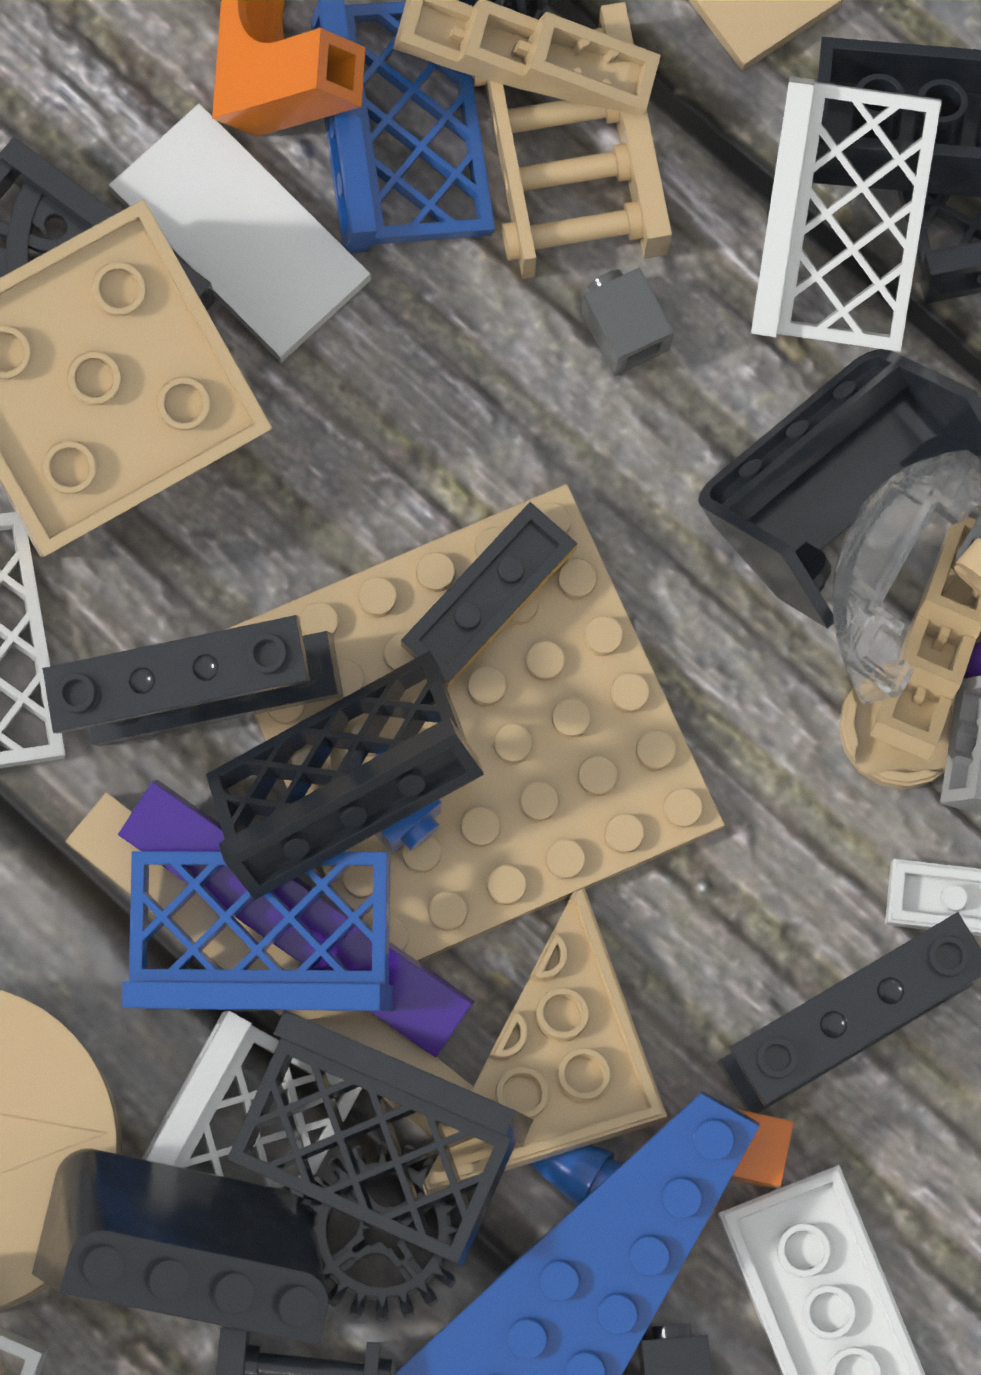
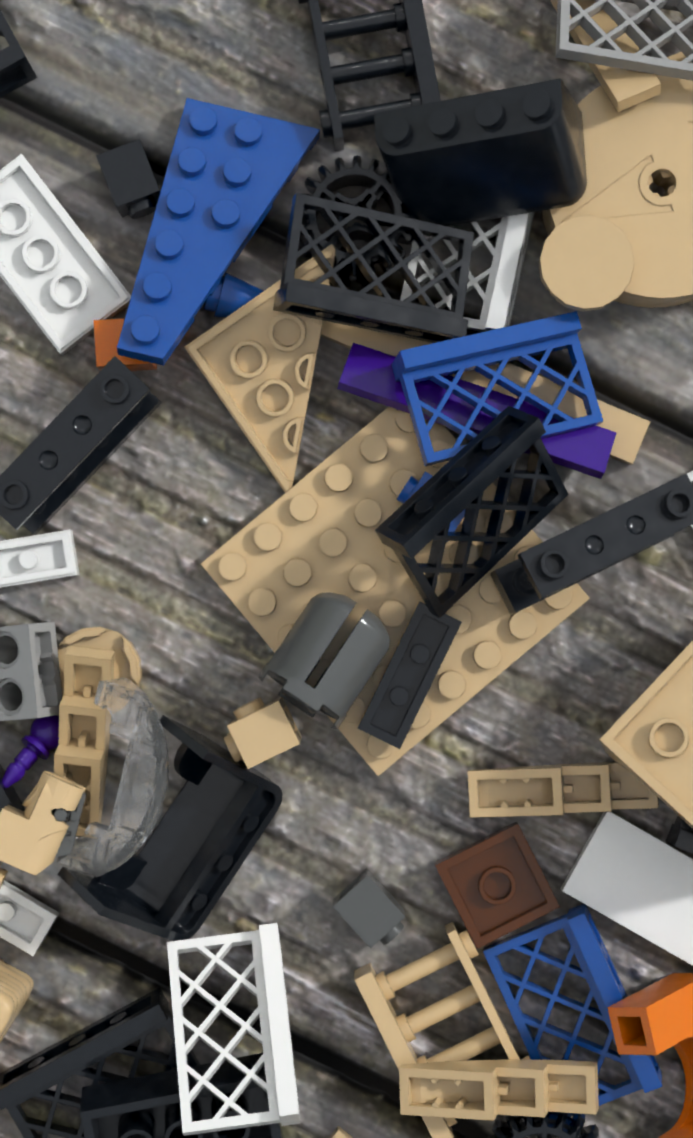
camera: 170 degrees right, 10 degrees up
(90, 1063) = (586, 263): none -> tan tile
(350, 403) = (556, 790): none -> tan slope
(452, 304) = (497, 885): none -> reddish brown plate
(606, 668) = (347, 672): none -> dark grey cylinder
(702, 575) = (261, 732): none -> tan brick

